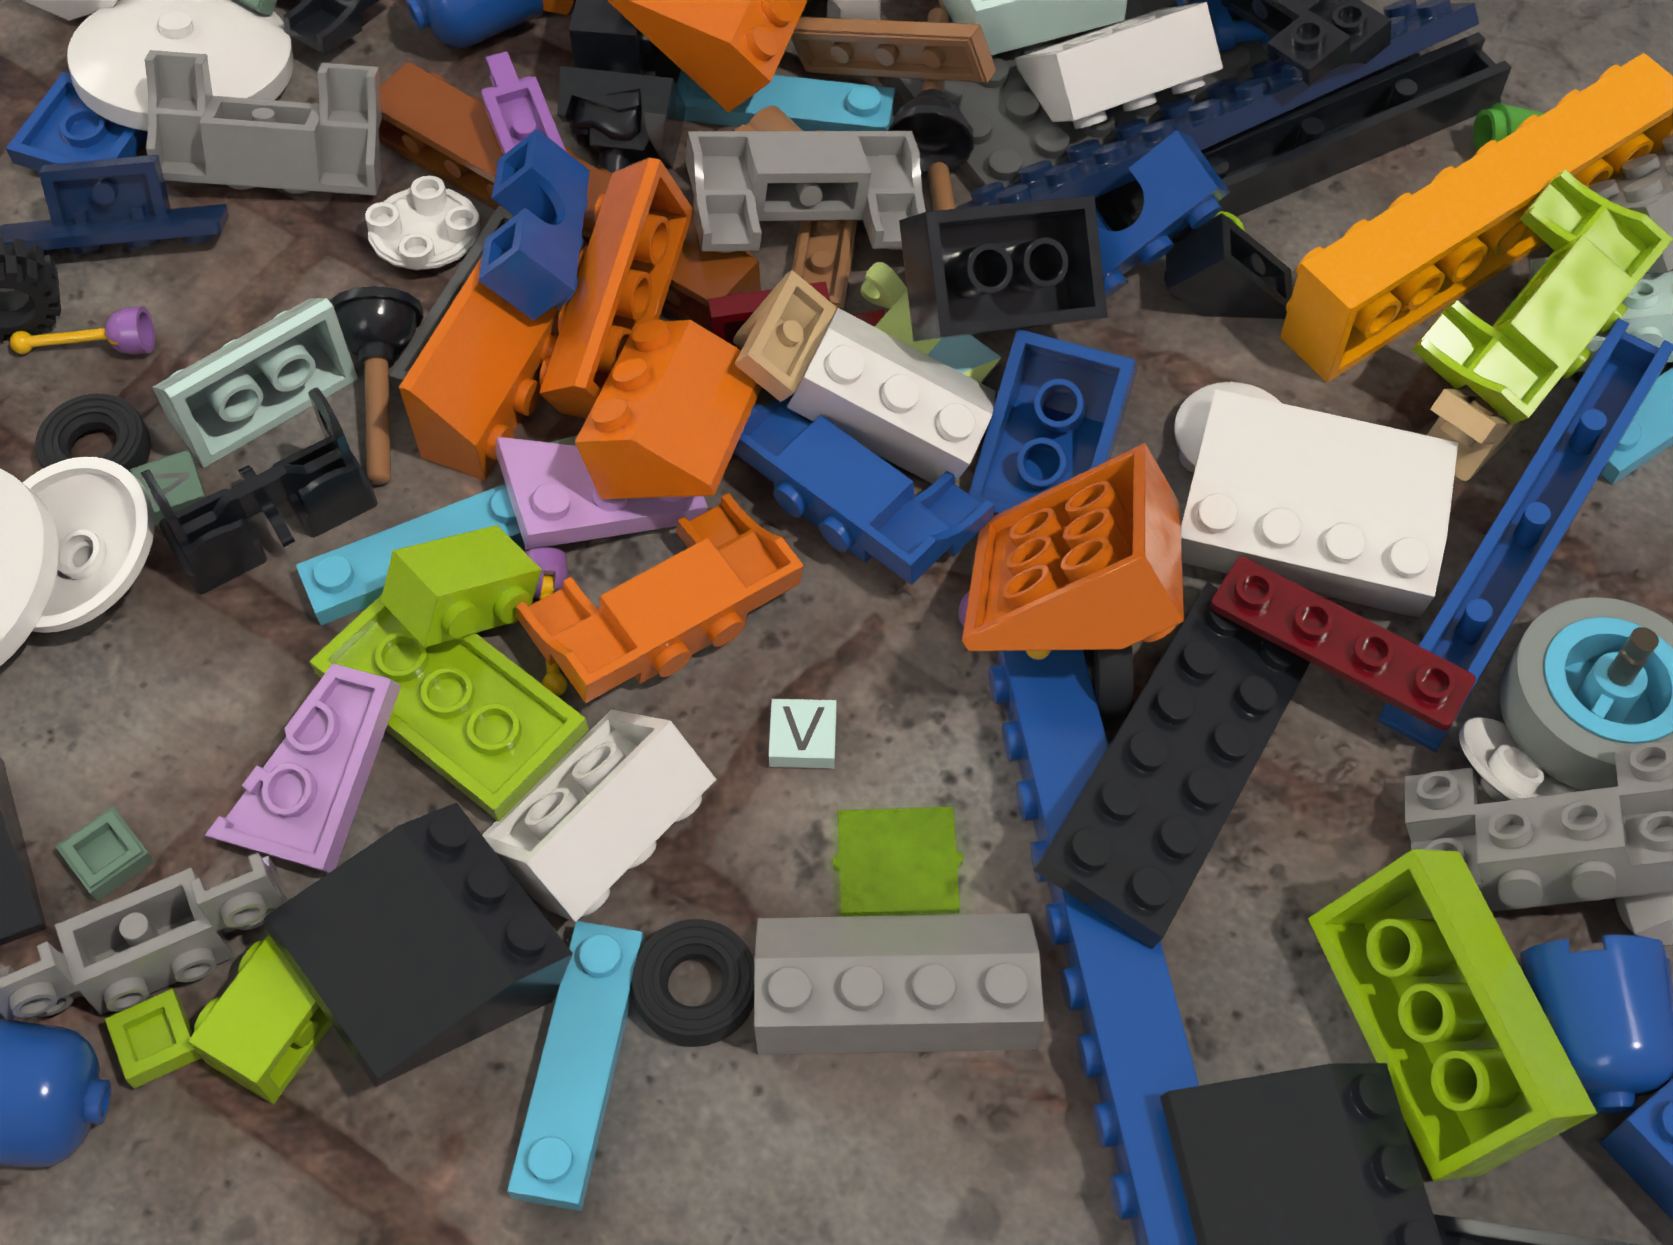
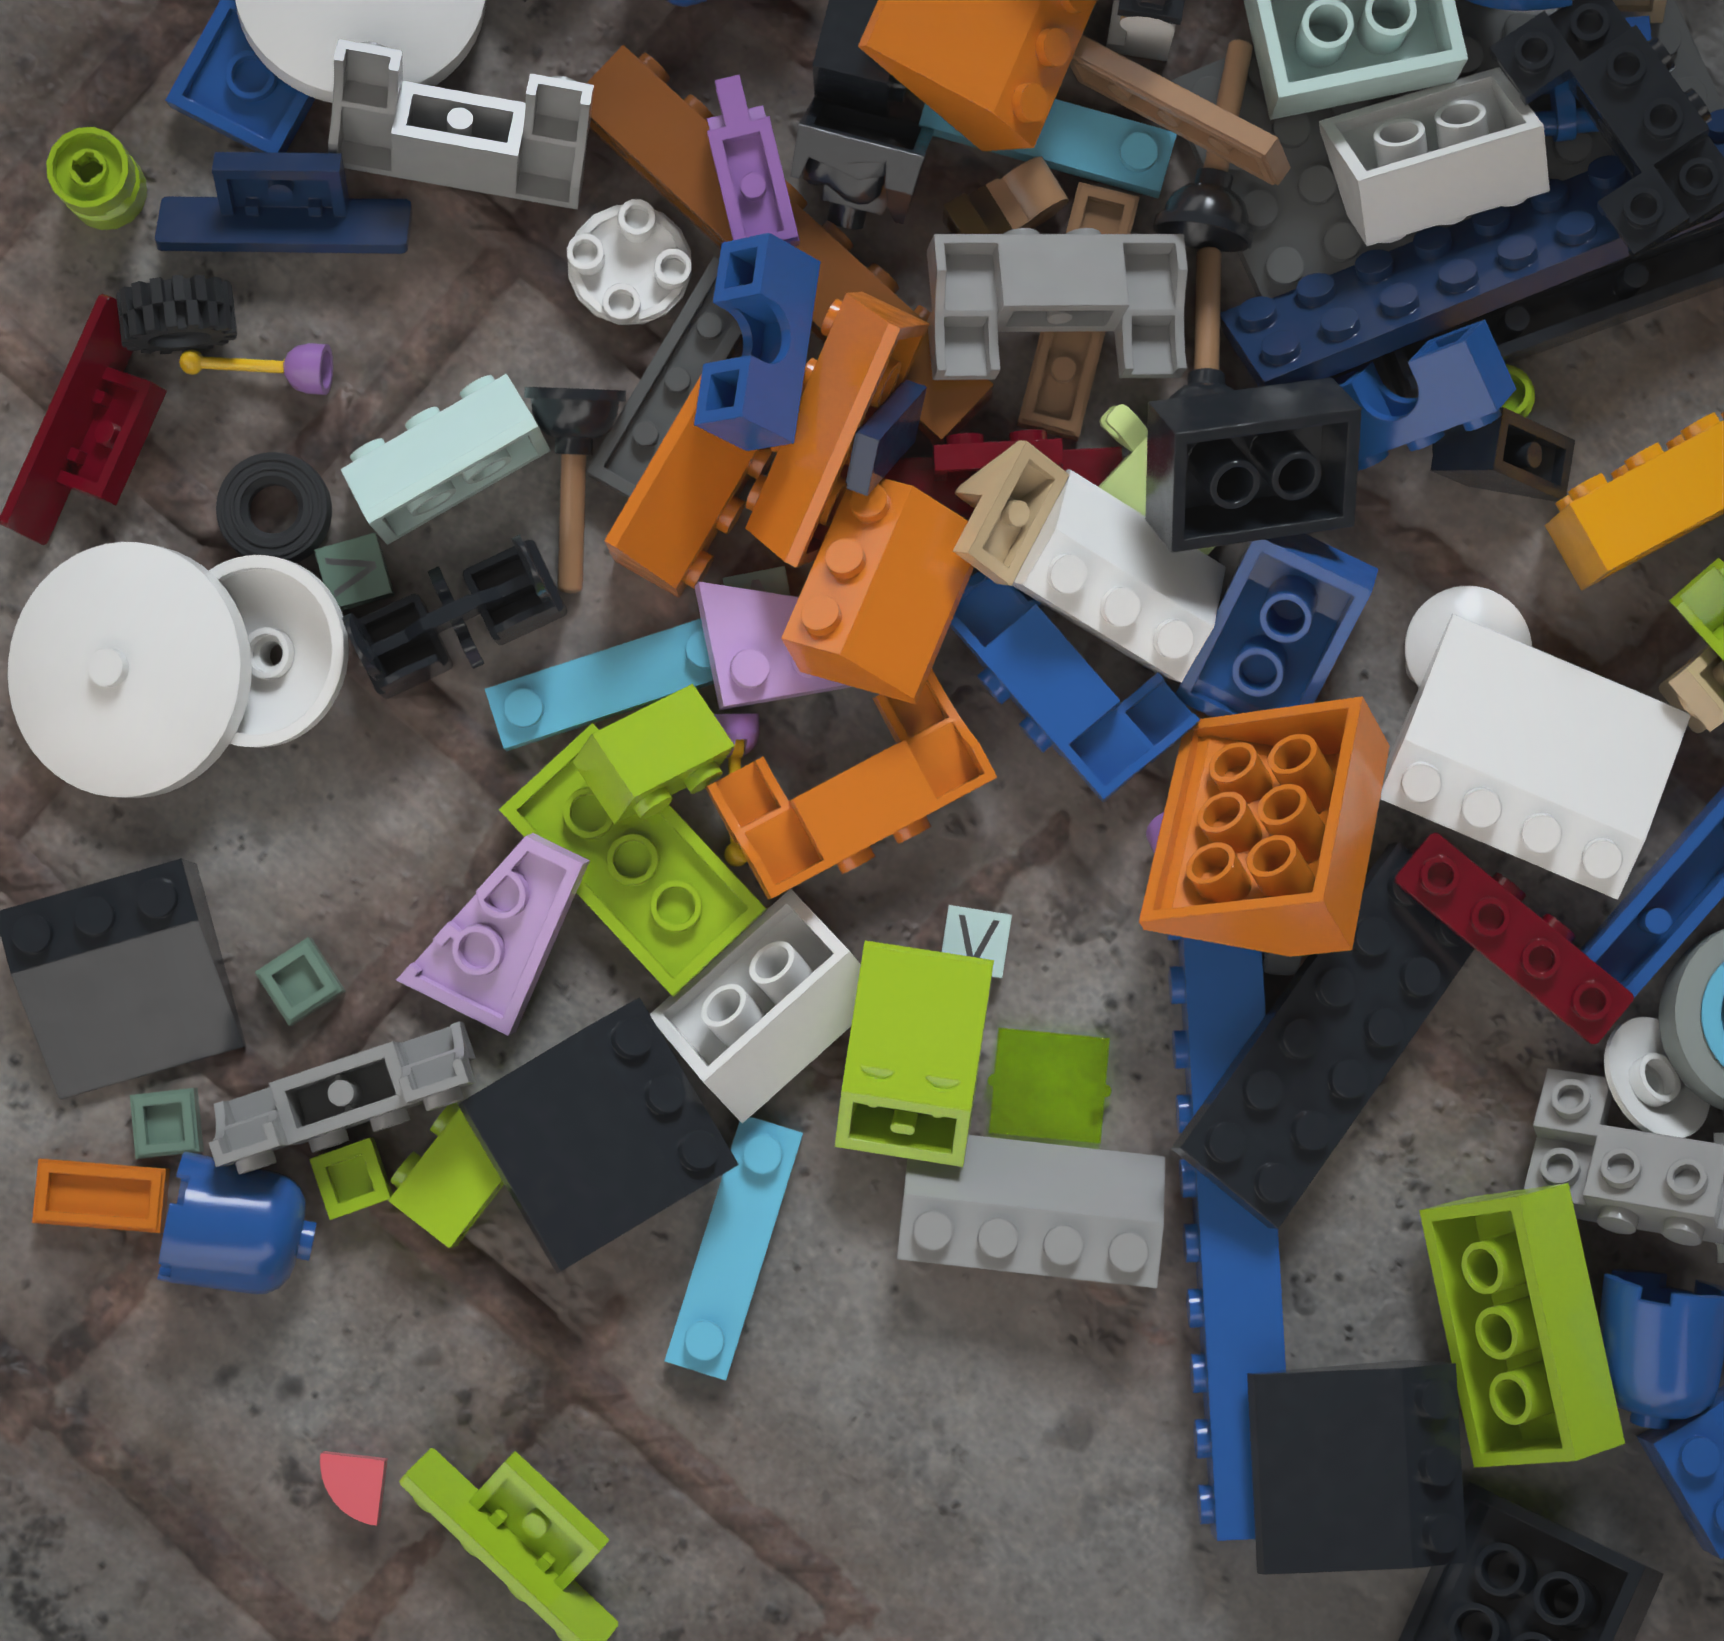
camera: 10 degrees right, 25 degrees up
(660, 286) = (885, 437): none -> dark blue tile
(688, 941) = (838, 1225): black tyre -> none
(749, 818) = (914, 1053): none -> lime slope

